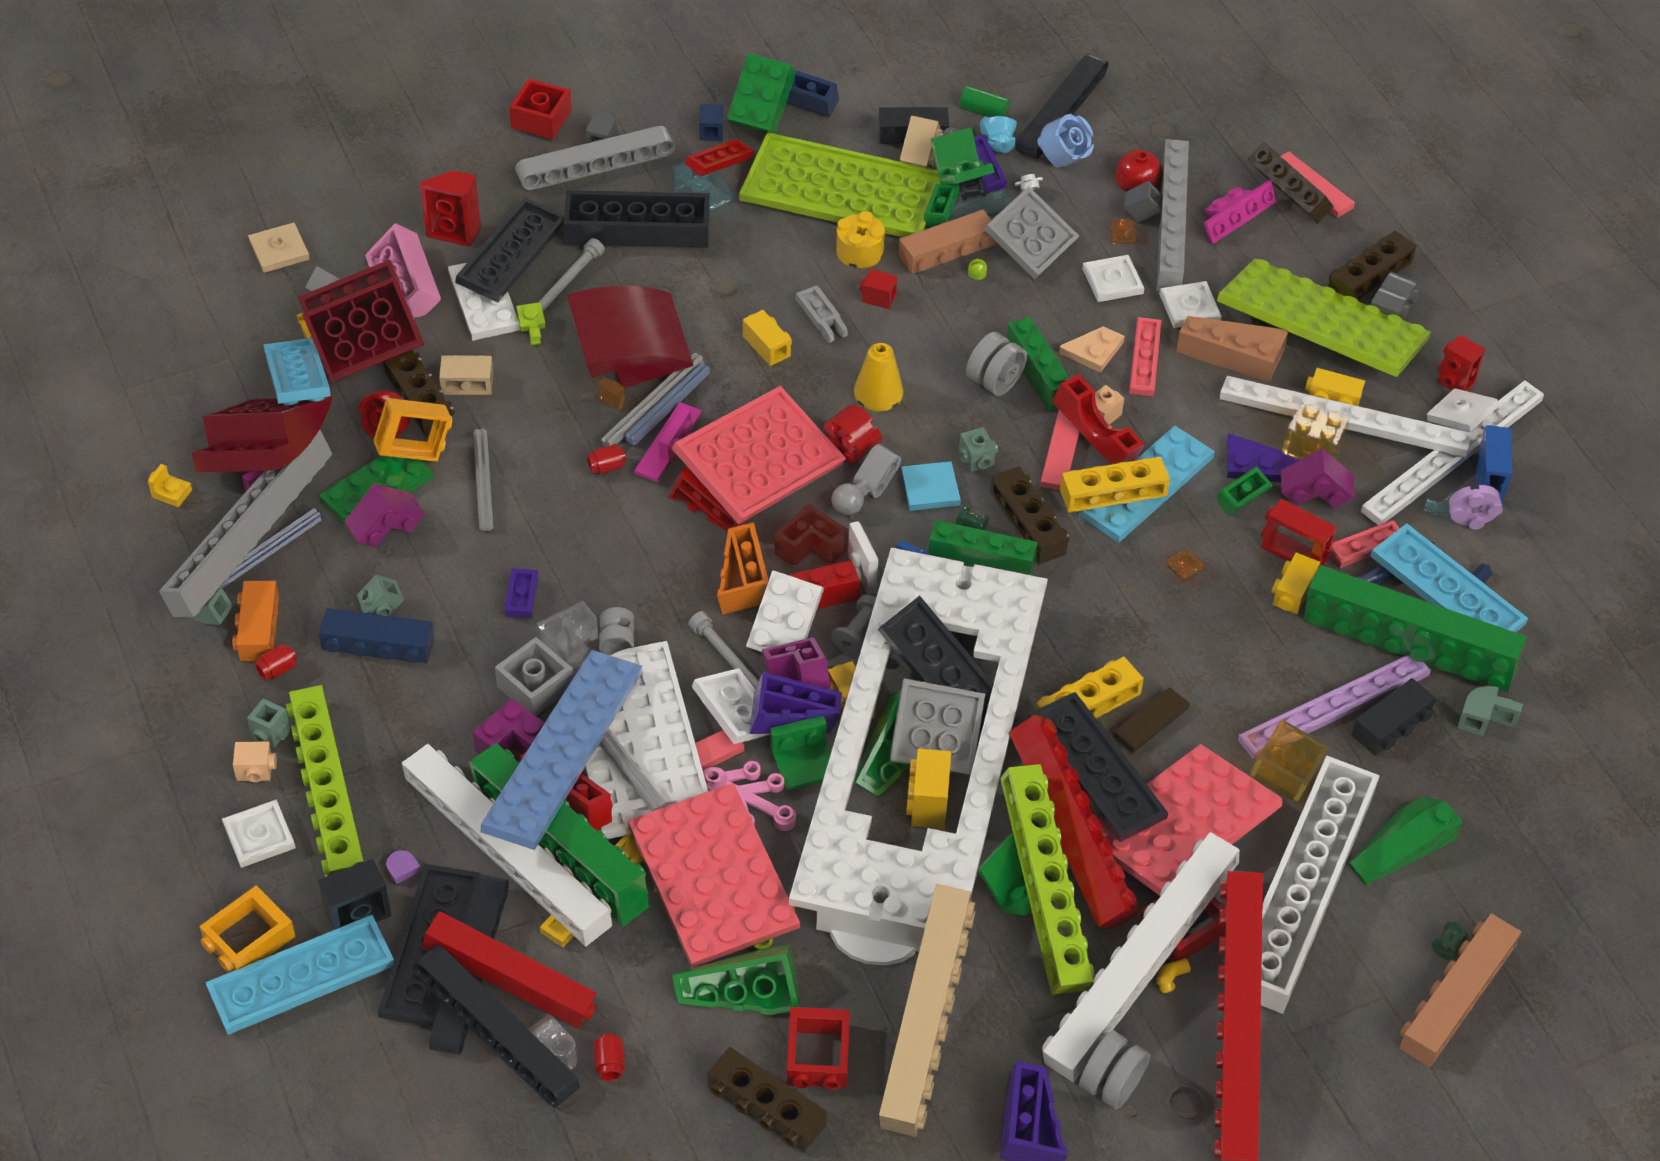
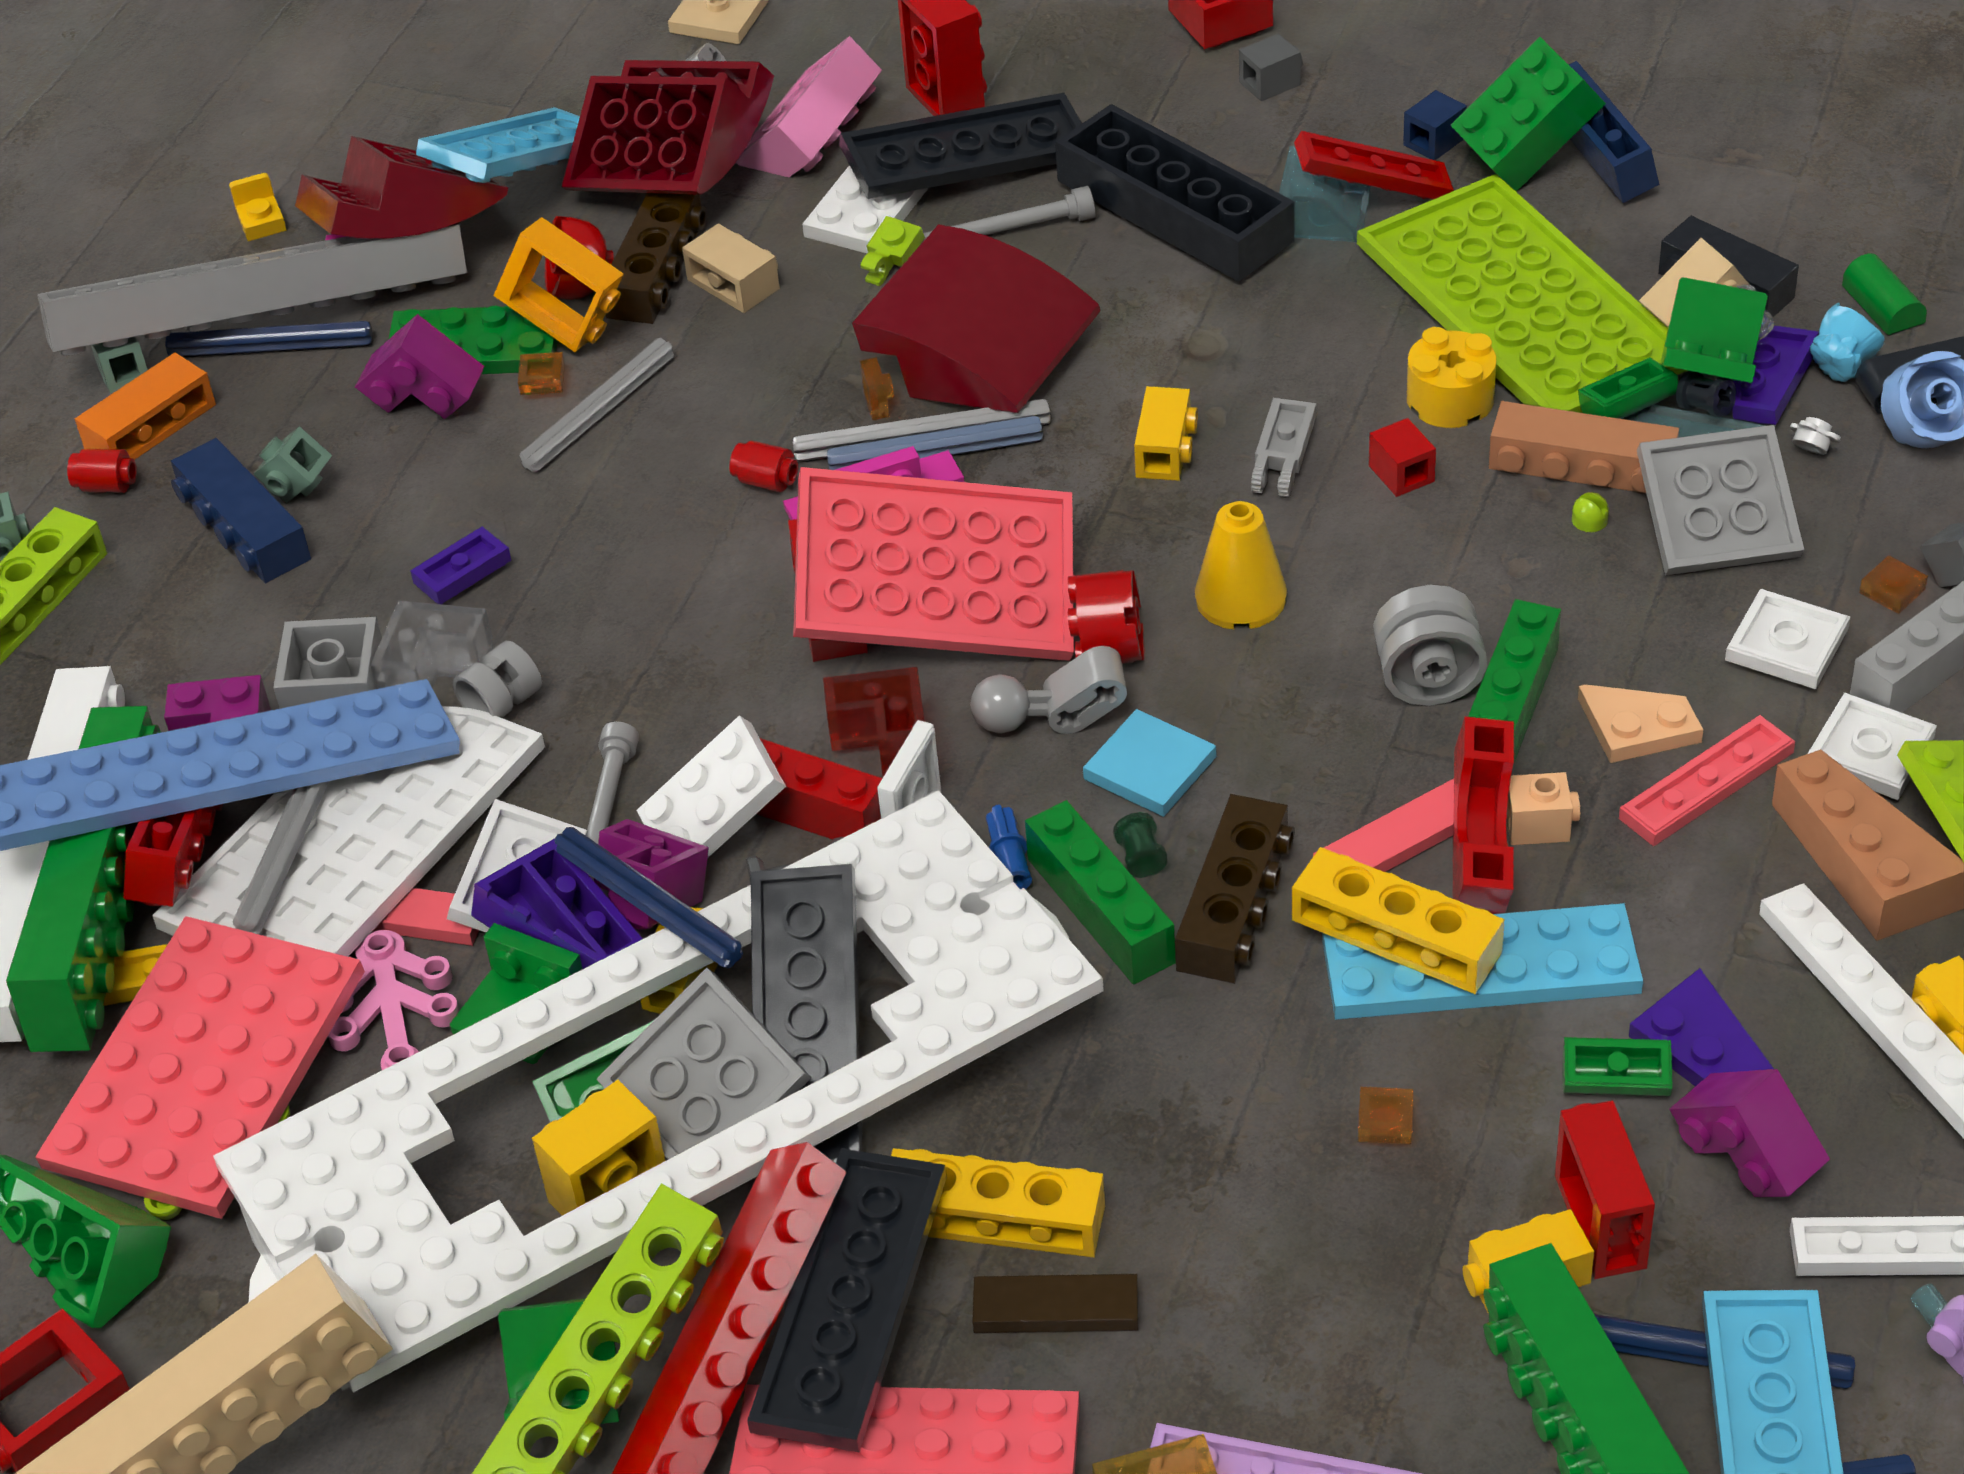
camera: 50 degrees right, 5 degrees down
(438, 480) = (541, 373): none -> clear orange plate
(594, 157) = (1224, 93): light grey beam -> none
(743, 571) = (763, 686): orange wedge -> none
(838, 668) = (649, 897): none -> dark blue axle
(977, 449) = (1267, 758): sand green brick -> none
(1314, 430) = (1835, 1057): clear yellow brick -> none
(1360, 545) = (1688, 1271): coral tile -> none

